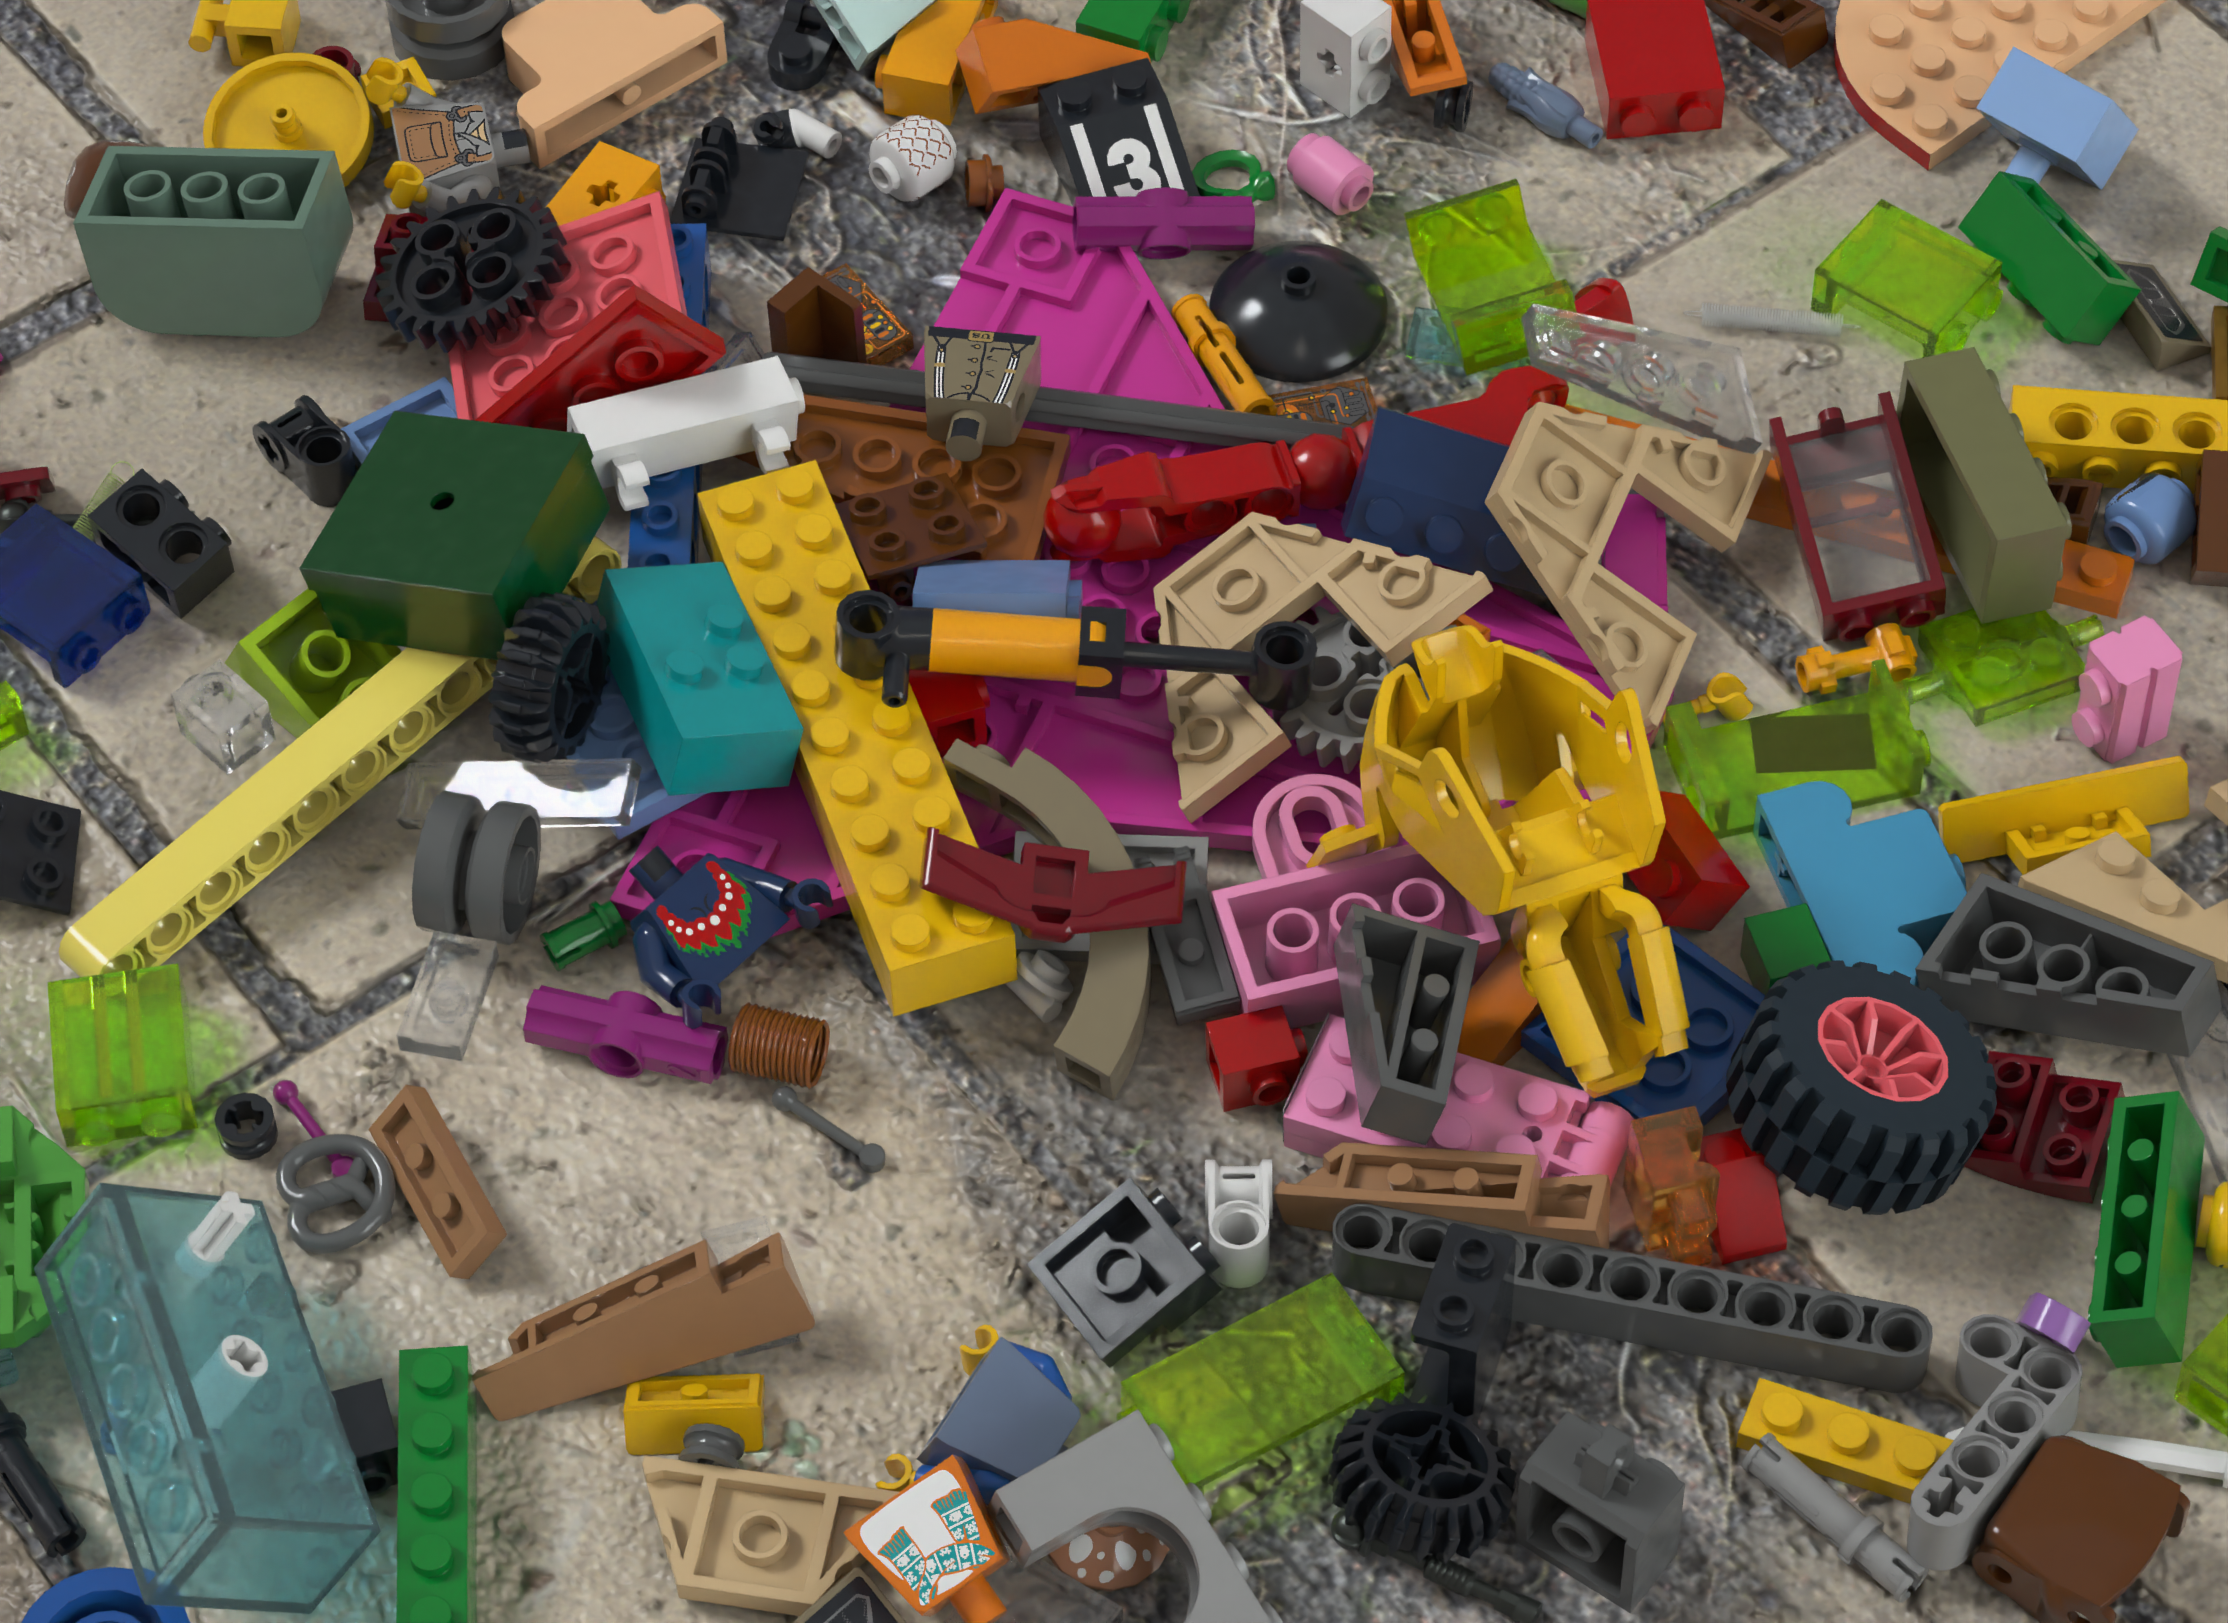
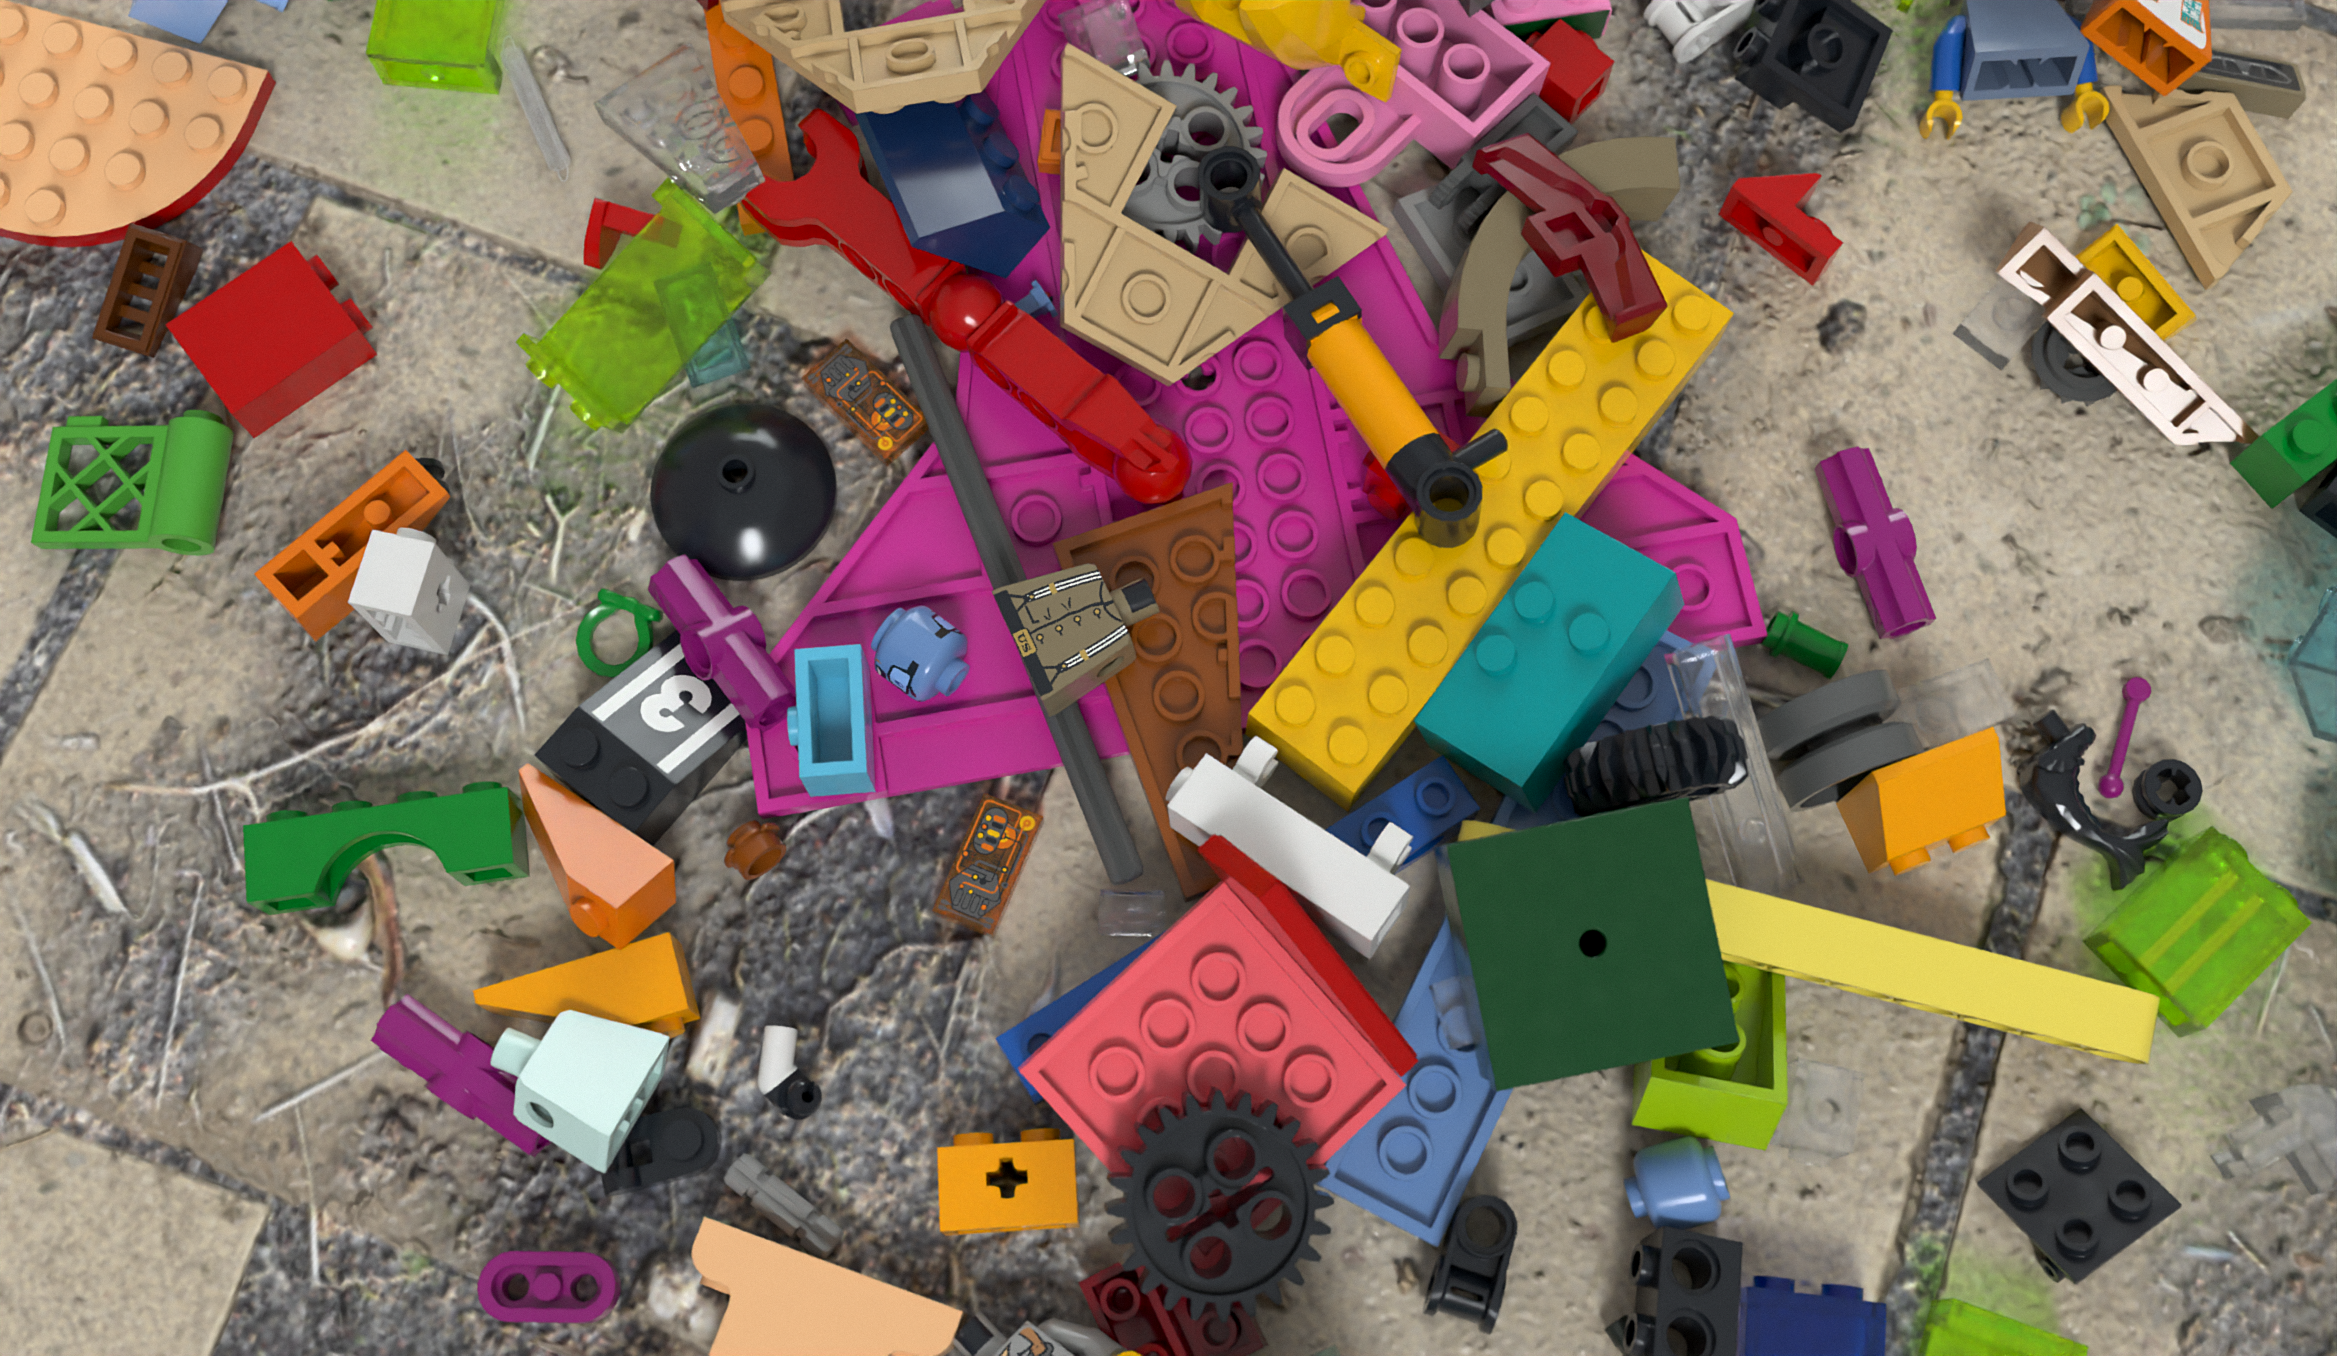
camera: 125 degrees left, 20 degrees up
(247, 593) = (1677, 1184): none -> medium blue head
(314, 1033) = (2052, 789): none -> black animal
(336, 1191) = (2166, 676): dark grey piece -> none
(374, 934) = (1927, 803): none -> light orange slope
(437, 1182) = (2110, 592): medium nougat plate -> none
(701, 92) = (783, 1206): none -> light grey axle
(710, 924) = (1751, 527): dark blue torso -> none
(712, 1445) = (2171, 242): dark grey bush -> none
(739, 185) = (889, 1083): black hinge -> none
(778, 1045) = (1802, 415): dark orange piece -> none
(816, 320) = (1062, 865): reddish brown panel -> none
(870, 1155) = (1829, 307): dark grey hinge -> none
(908, 529) = (1257, 600): reddish brown hinge -> none
(912, 158) = (770, 923): white head -> none
(983, 1138) = (1771, 216): none -> red slope
(1000, 587) = (1301, 470): medium blue brick -> none
(1026, 229) = (833, 720): none -> medium azure brick
(1051, 311) = (920, 653): none -> medium blue head
(1215, 349) = (815, 558): light orange pin -> none
(1331, 173) = (570, 538): bright pink brick -> none
(1544, 104) = (370, 414): sand blue piece -> none

